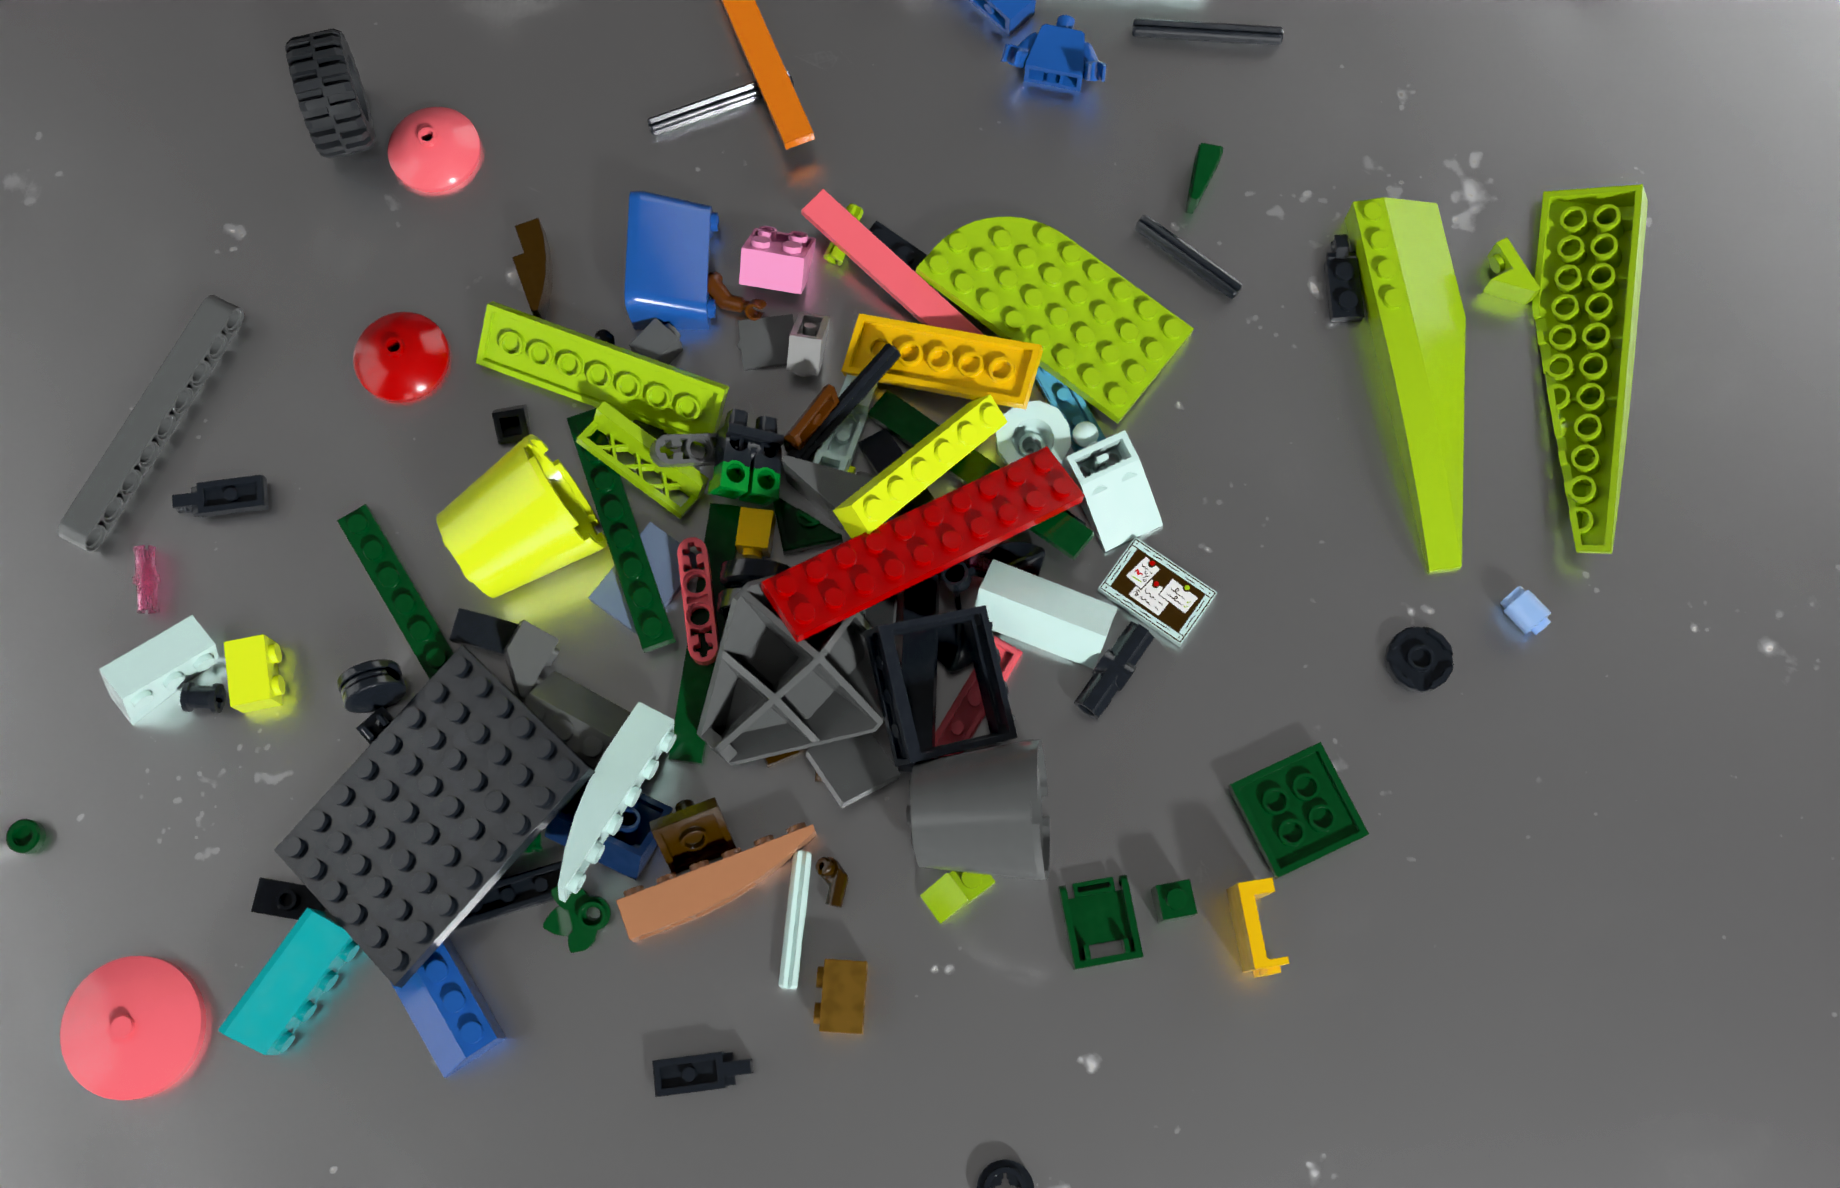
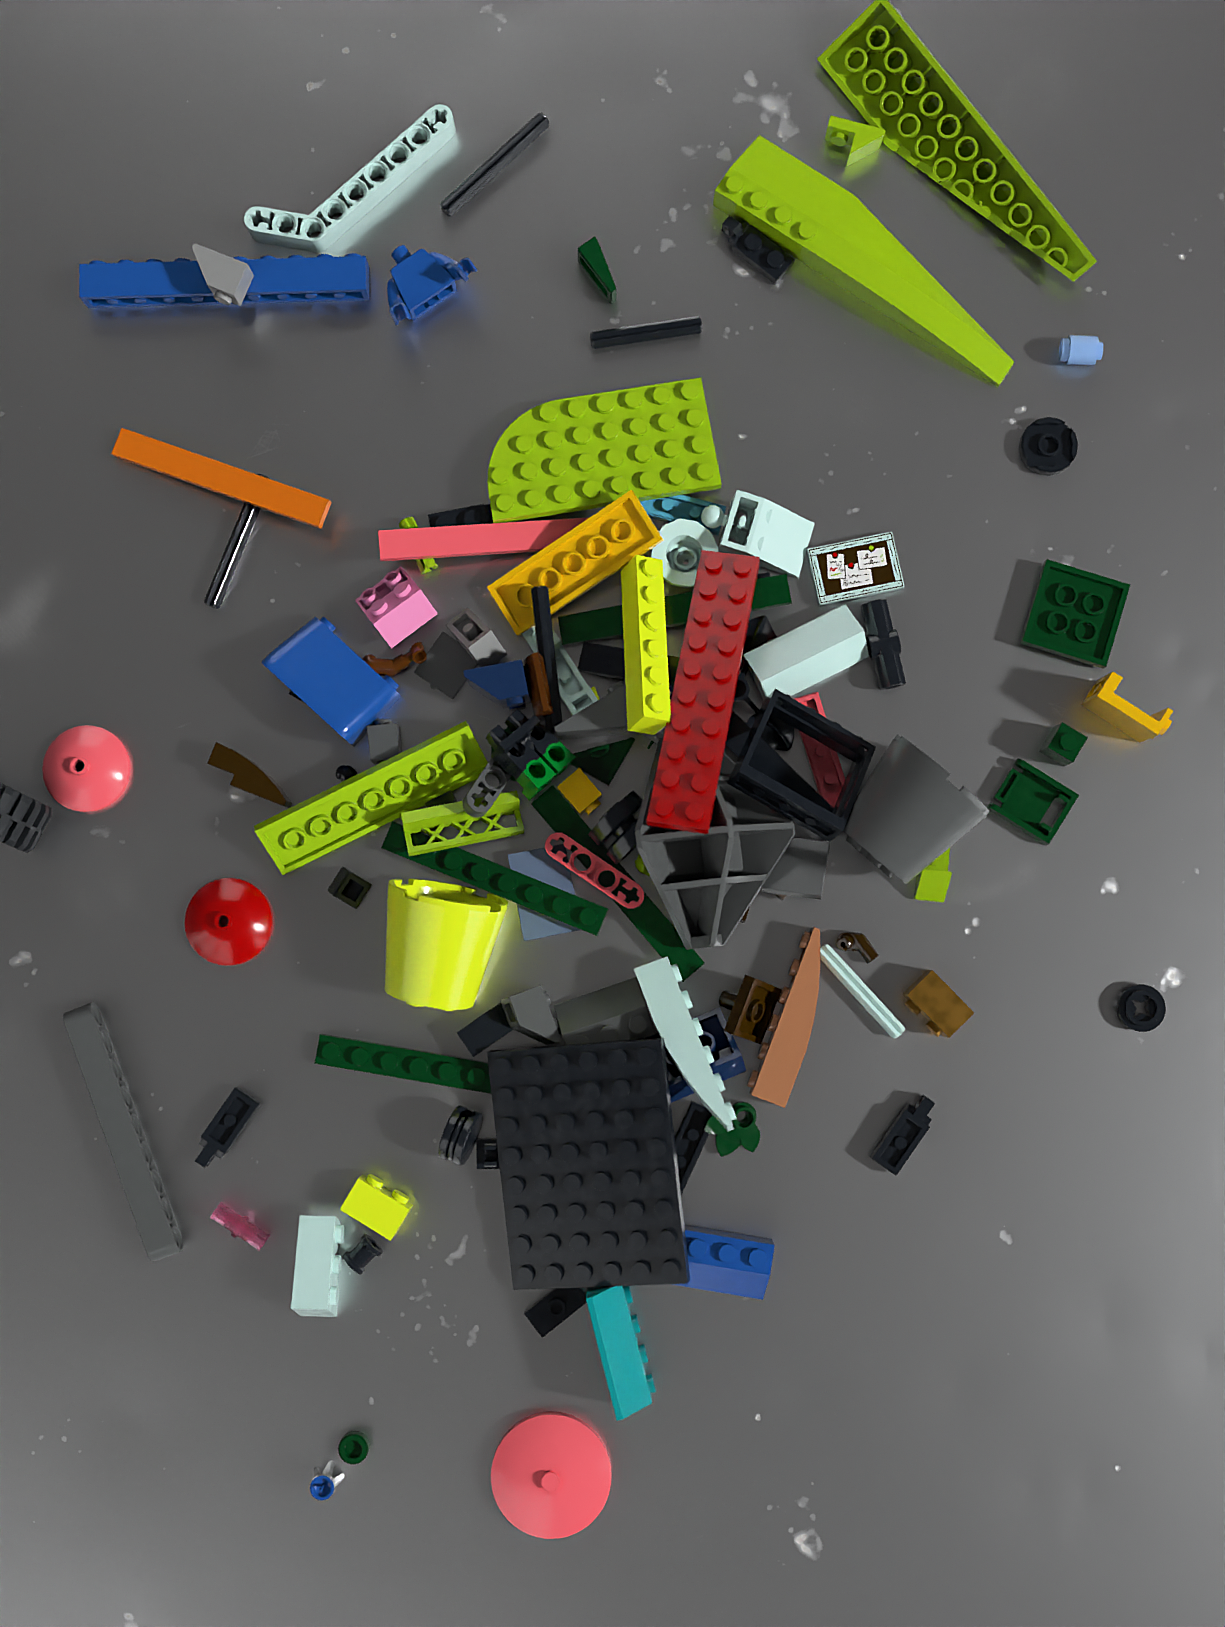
camera: 45 degrees left, 10 degrees up
(787, 387) = (501, 683): none -> dark blue slope

